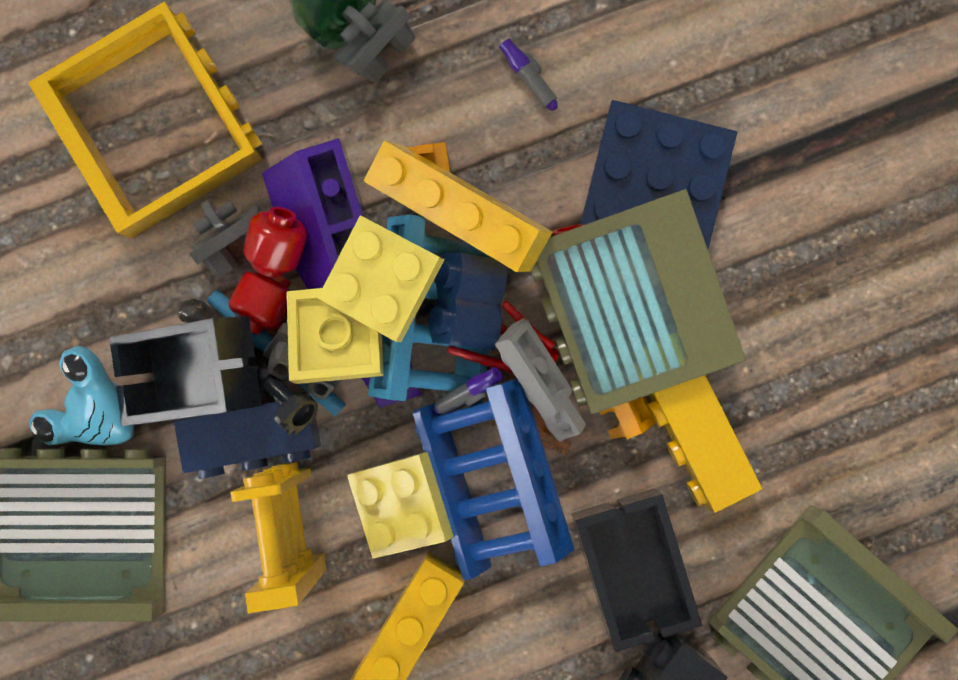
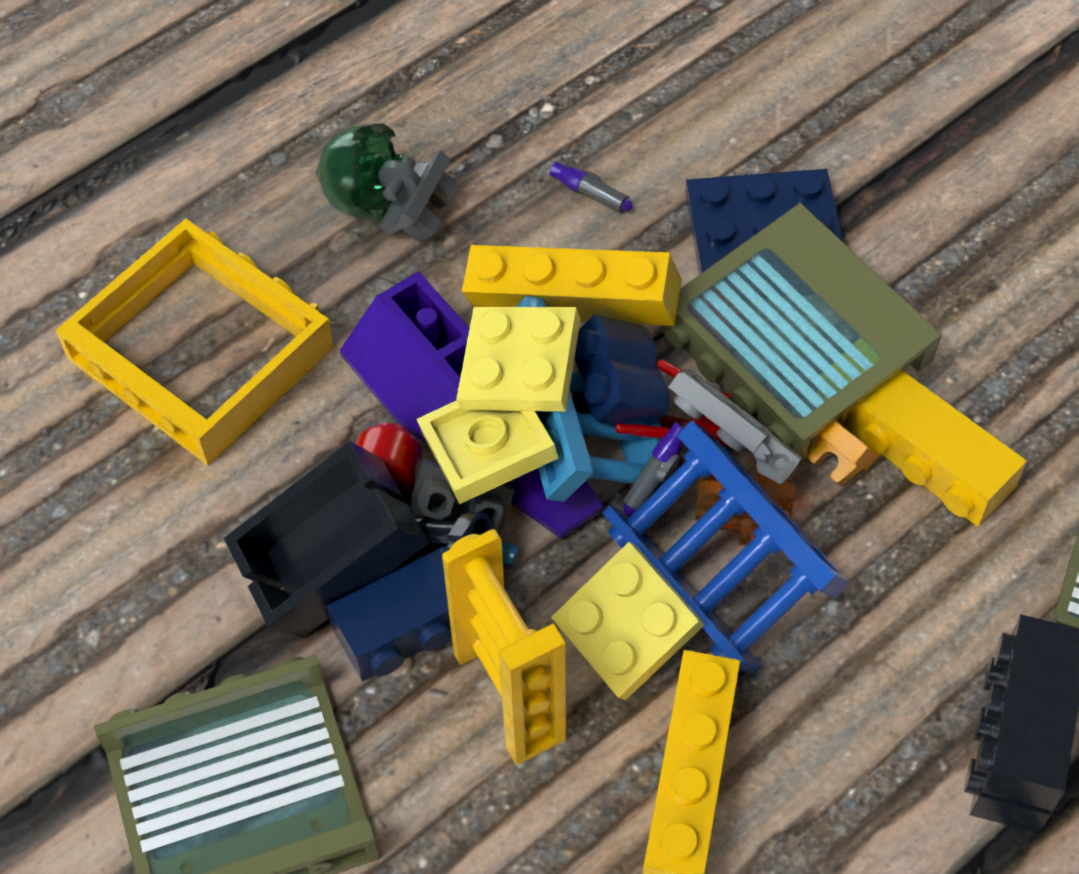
camera: 20 degrees left, 30 degrees down
(90, 406) = (221, 632): medium azure head -> none
(214, 248) = (341, 402): dark grey hips -> none
(275, 242) = (383, 386): red head -> none
(636, 569) = (929, 590): black piece -> none

